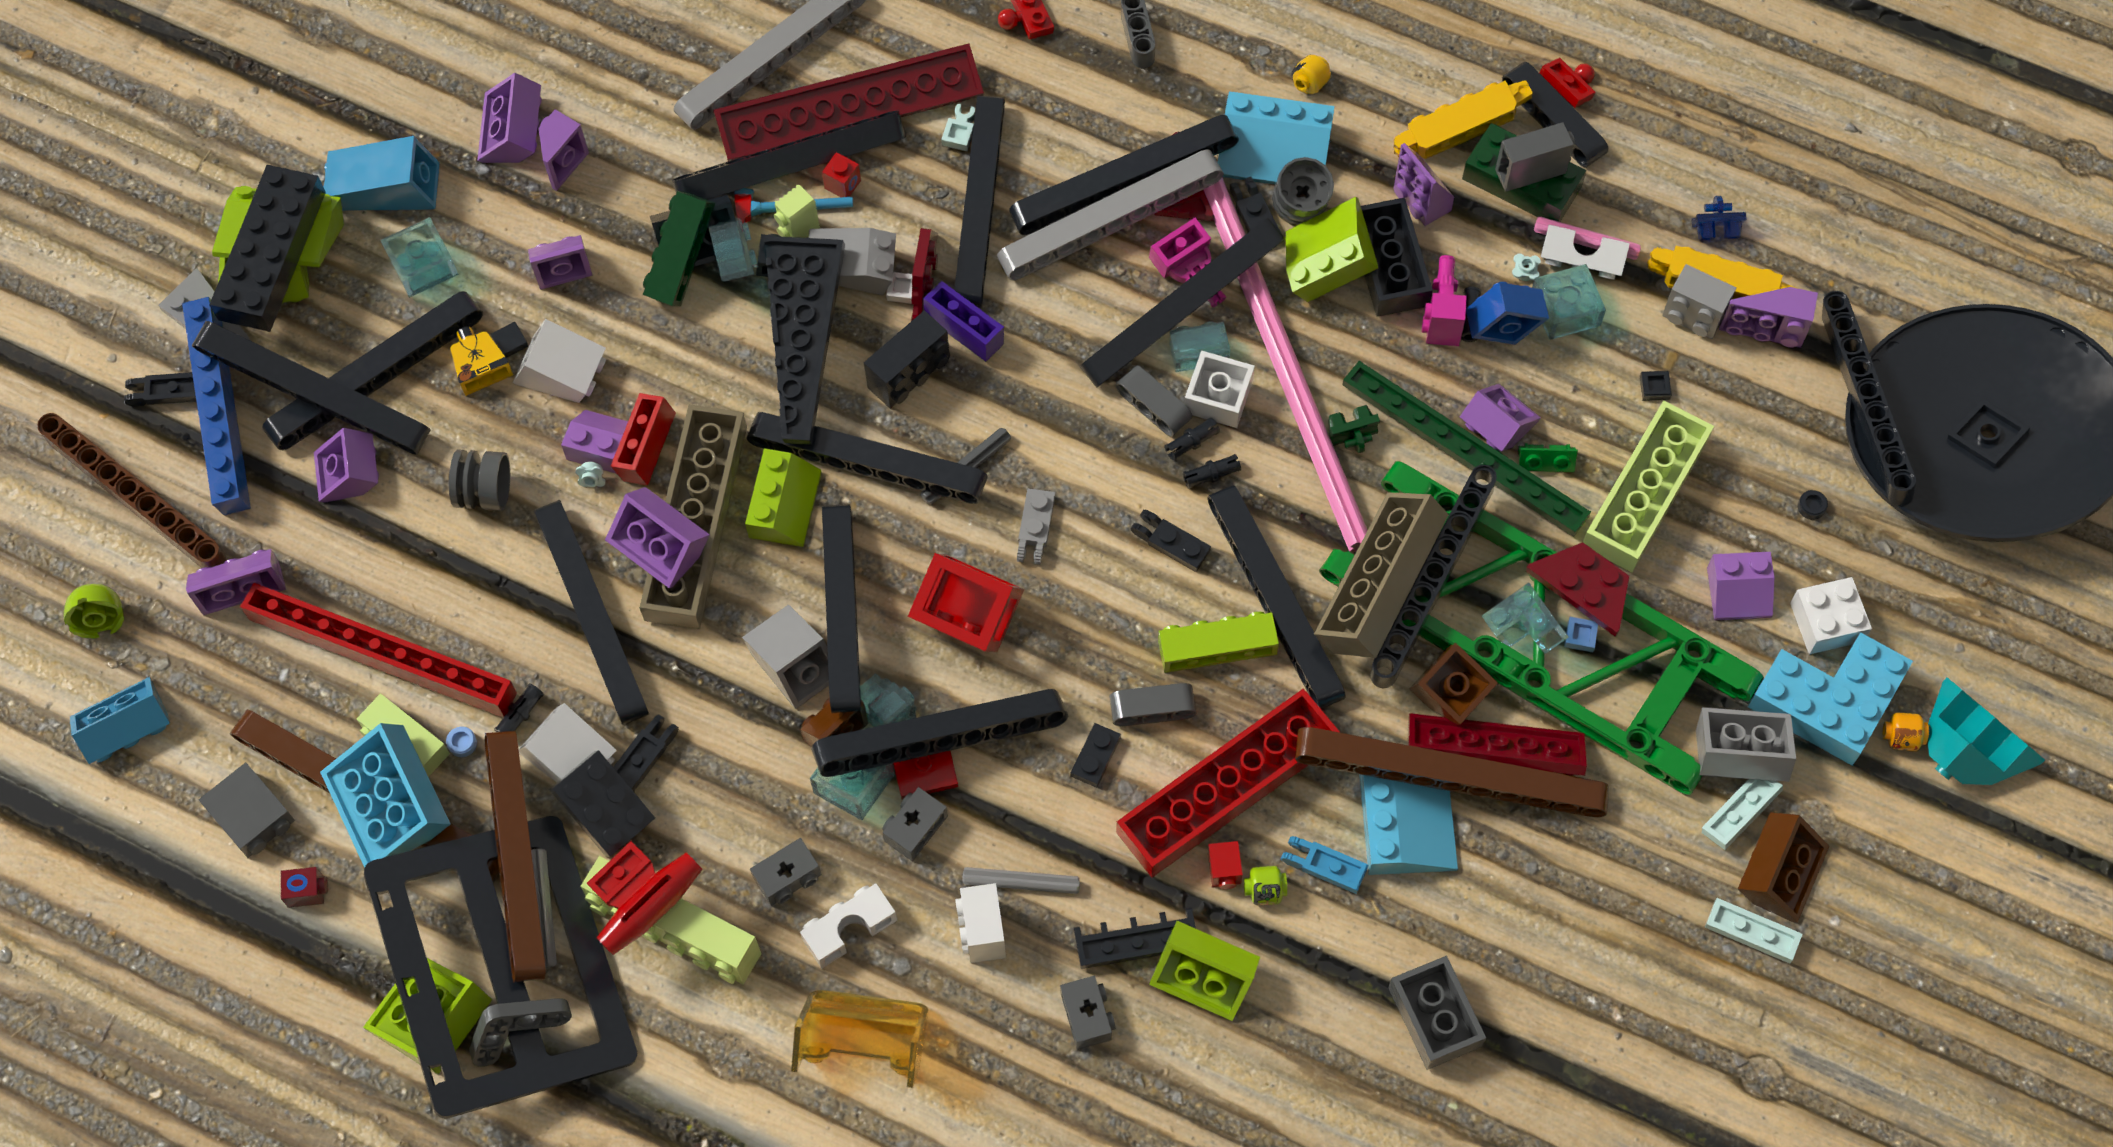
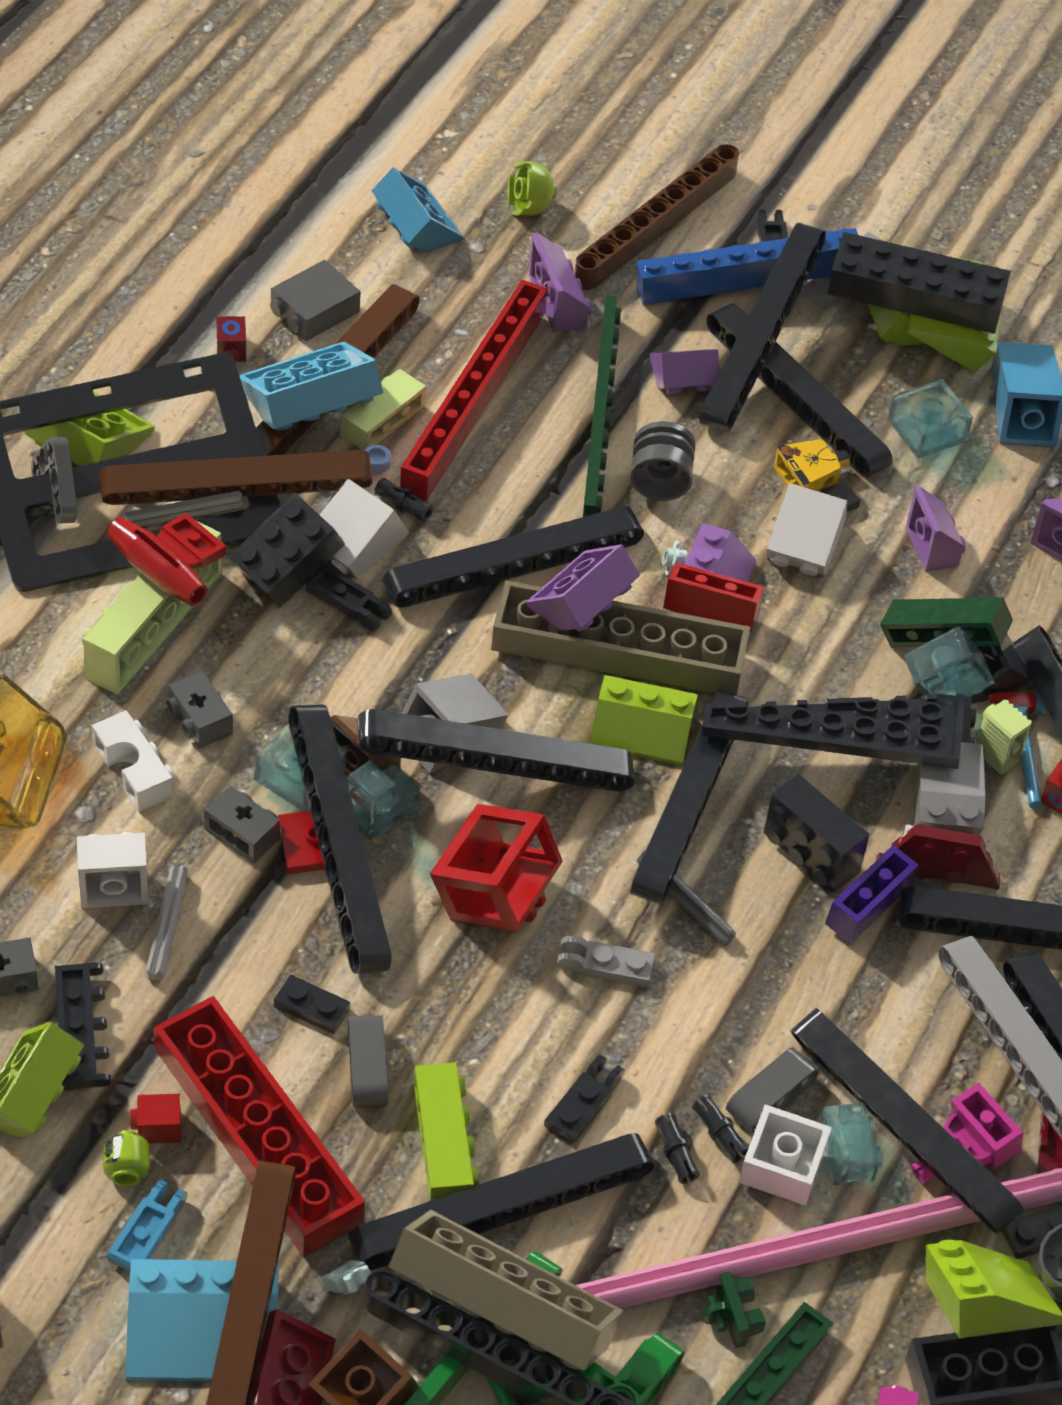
camera: 85 degrees right, 15 degrees down
(388, 539) = (603, 399): none -> dark green plate
(1358, 704) = (347, 1277): none -> light aqua plate

